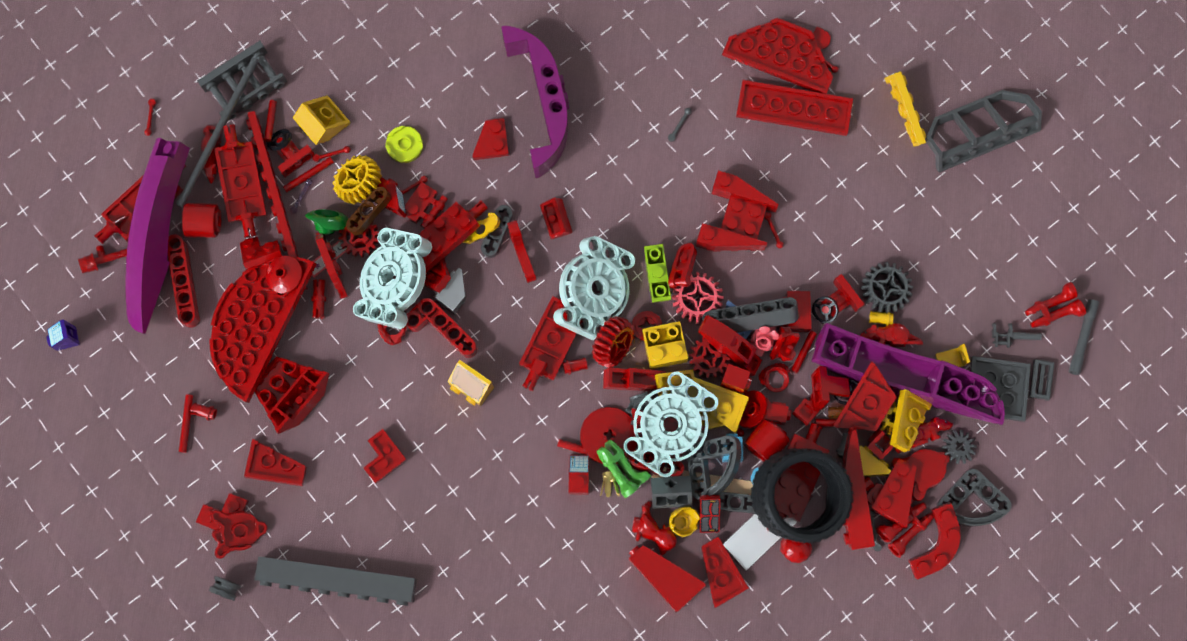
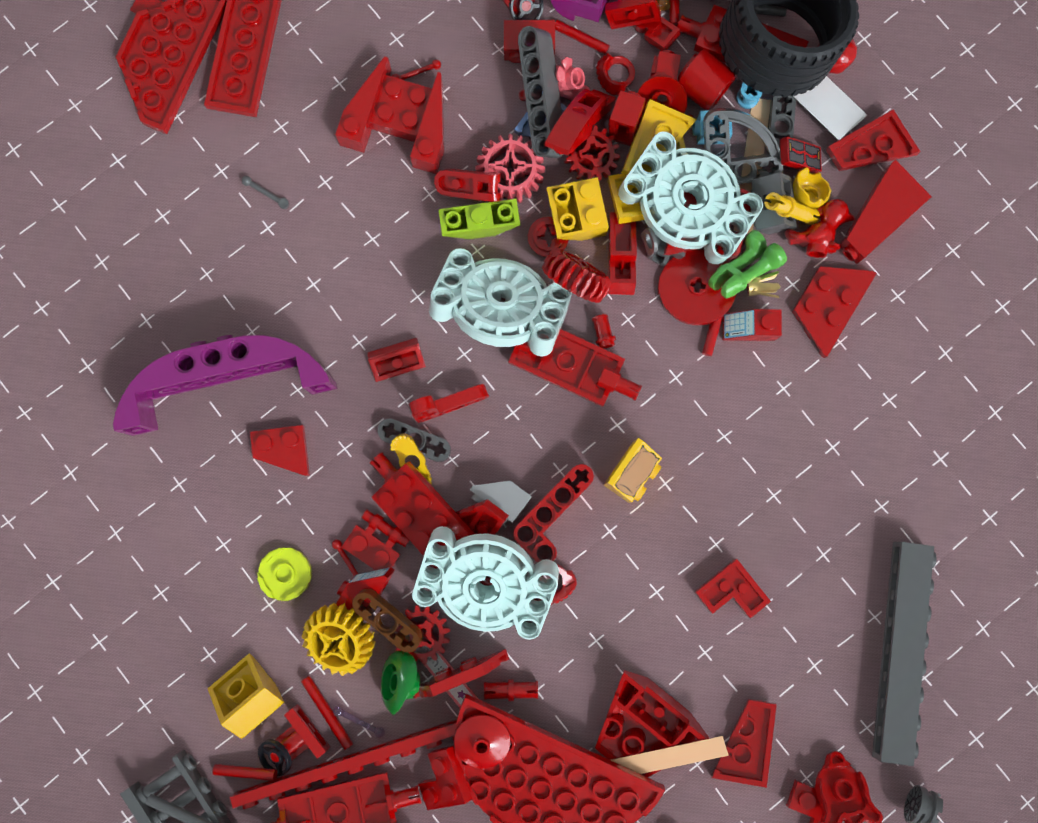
camera: 95 degrees left, 5 degrees up
(268, 409) = (675, 756): none -> light nougat sticker
(316, 158) = (302, 701): red hinge -> none
(596, 536) = (830, 303): none -> red wing
(663, 493) = (788, 207): none -> yellow pin
(785, 345) = (580, 52): red hips -> none

